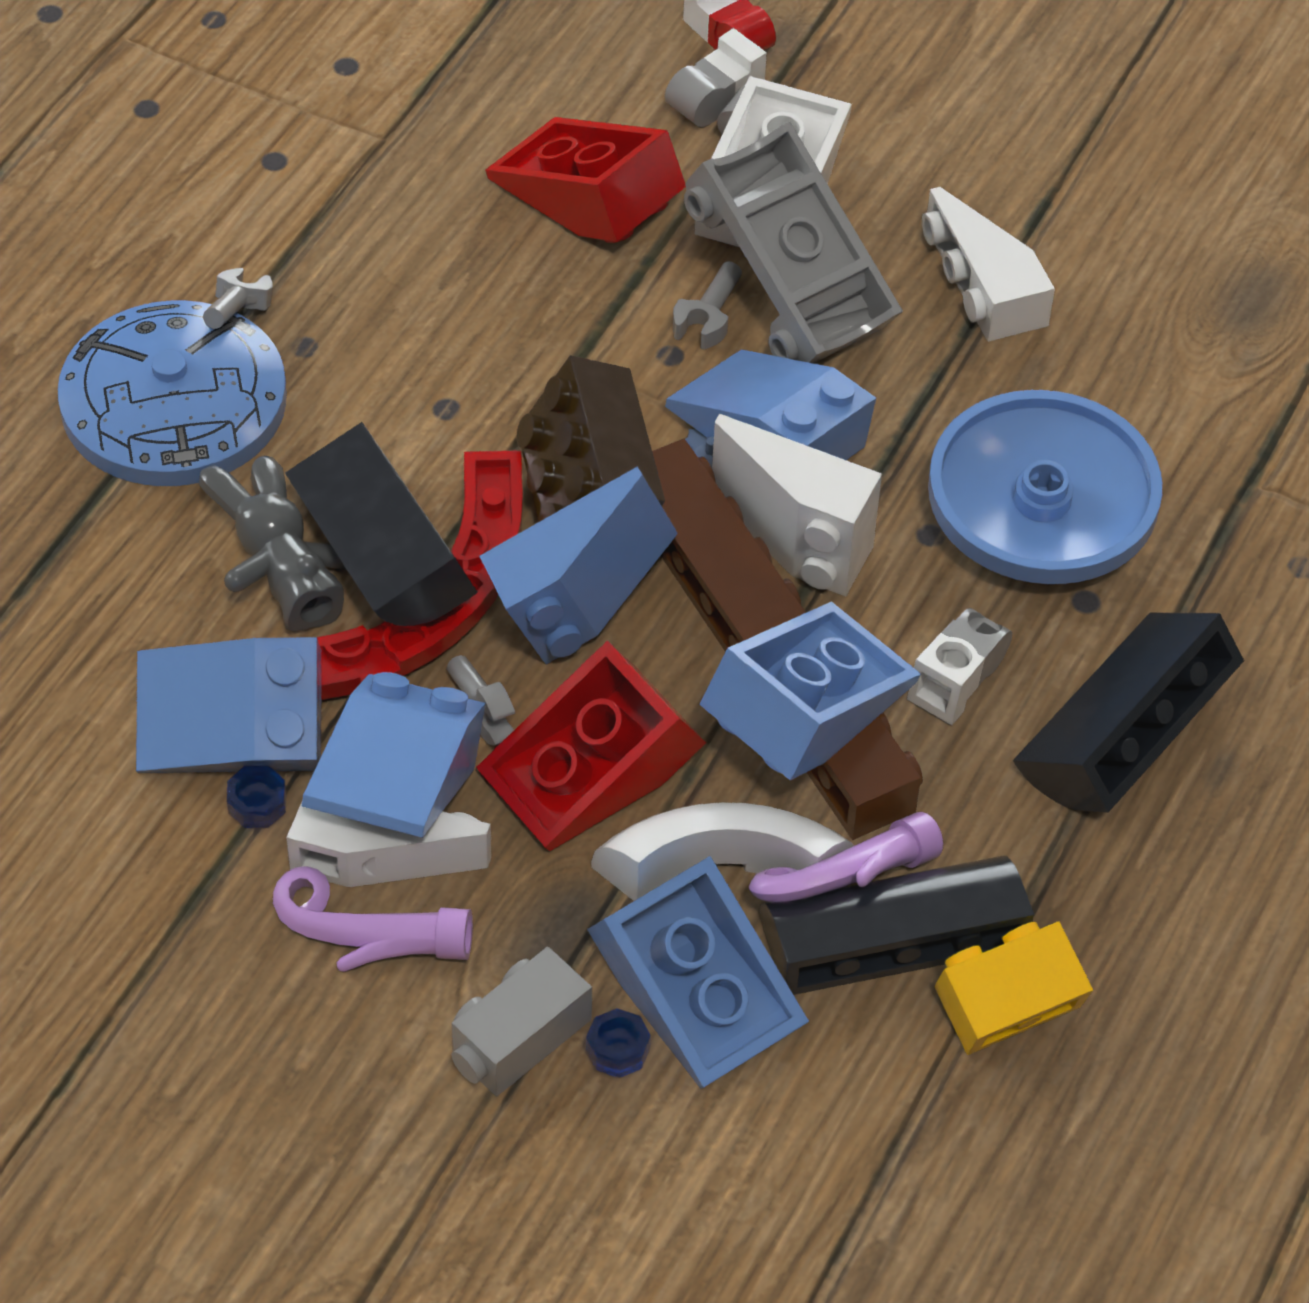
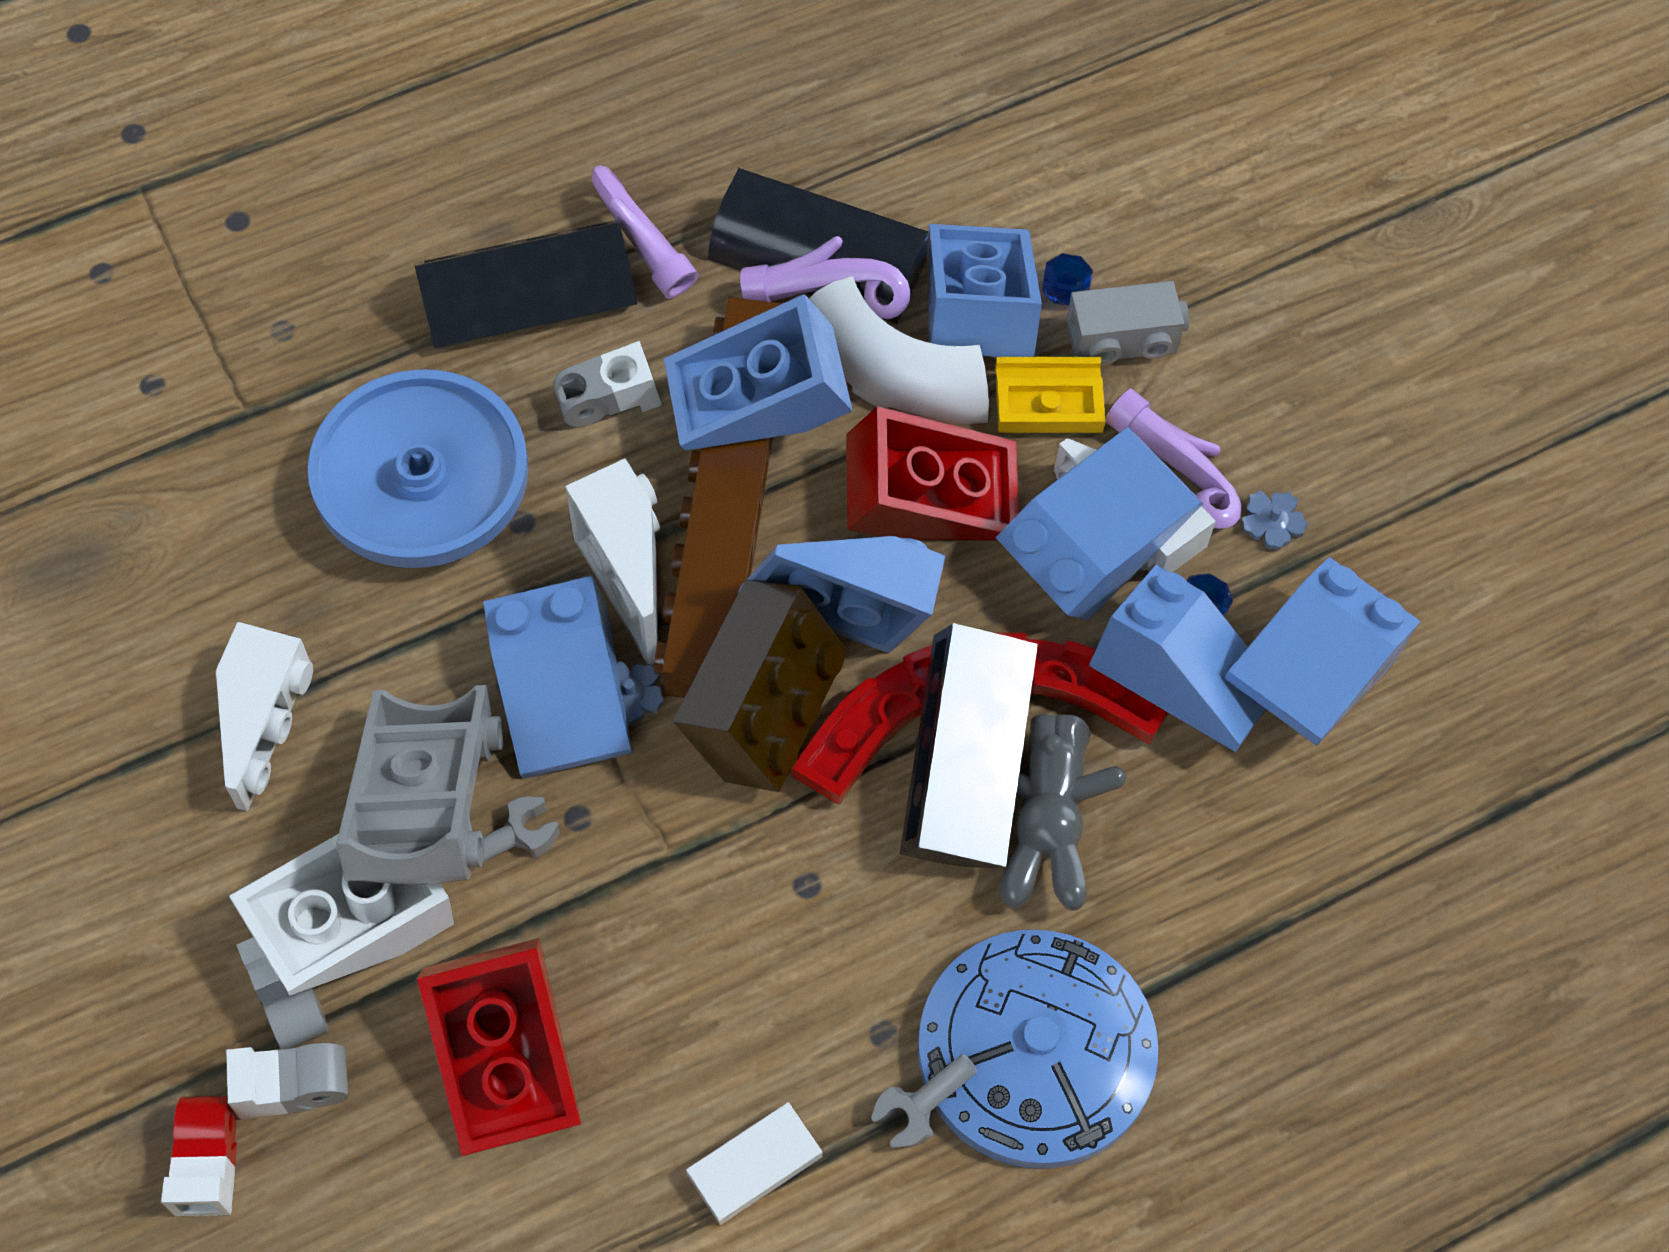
camera: 145 degrees left, 10 degrees up
(107, 777) = (1323, 650): none -> medium blue slope
(238, 931) = (1273, 519): none -> sand blue plant
(337, 215) = (754, 1163): none -> white tile
(497, 706) = (982, 564): light grey bar -> none
(544, 903) = (1049, 395): none -> yellow plate
(1012, 985) = (789, 146): yellow brick -> none
(1072, 808) = (670, 270): none -> lavender plant

